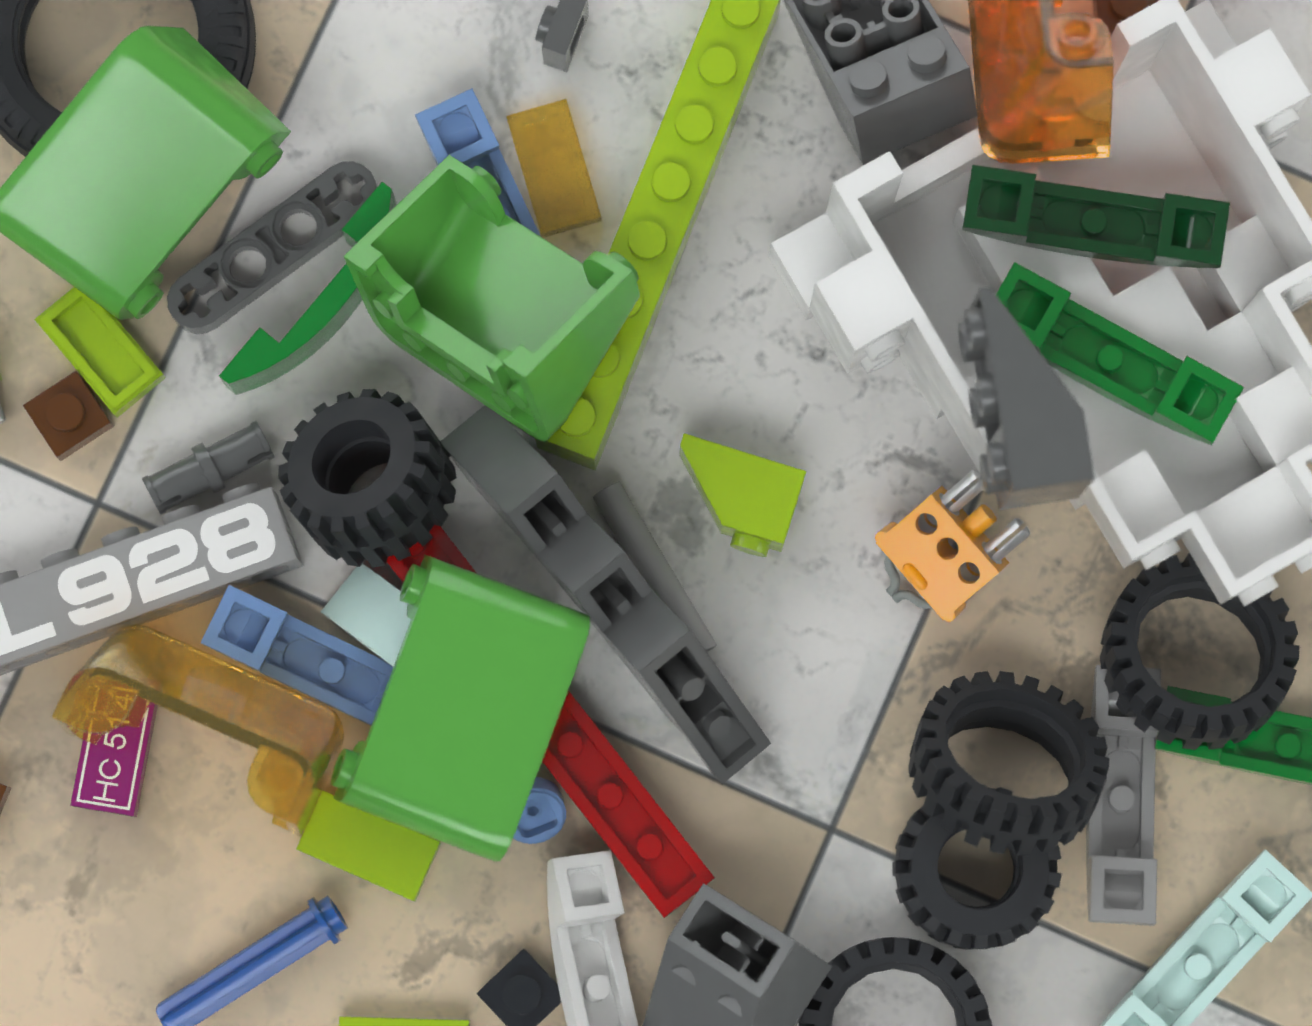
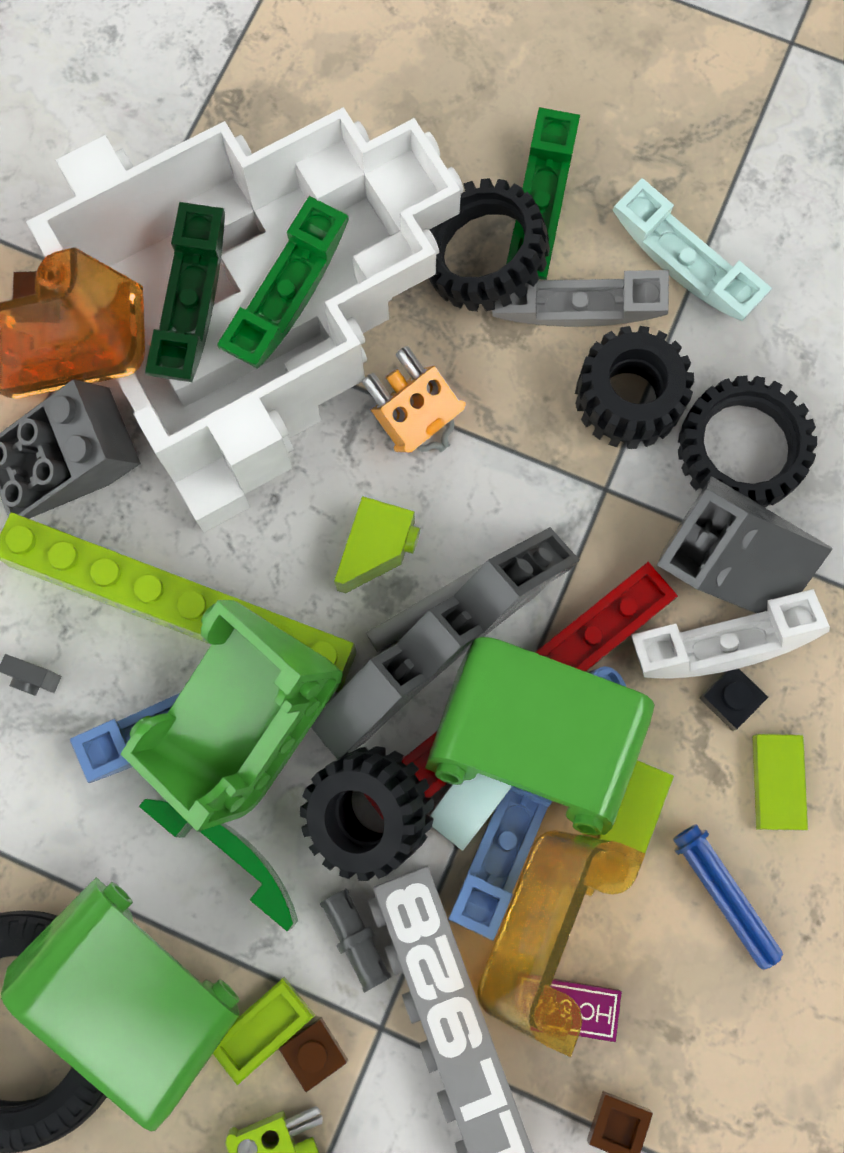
camera: 90 degrees left, 5 degrees down
(266, 238) = (179, 898): dark grey beam -> none
(553, 168) = (132, 683): clear yellow tile -> none
(985, 810) = (592, 385): black tyre -> none
(1030, 418) = (330, 307): dark grey slope -> none

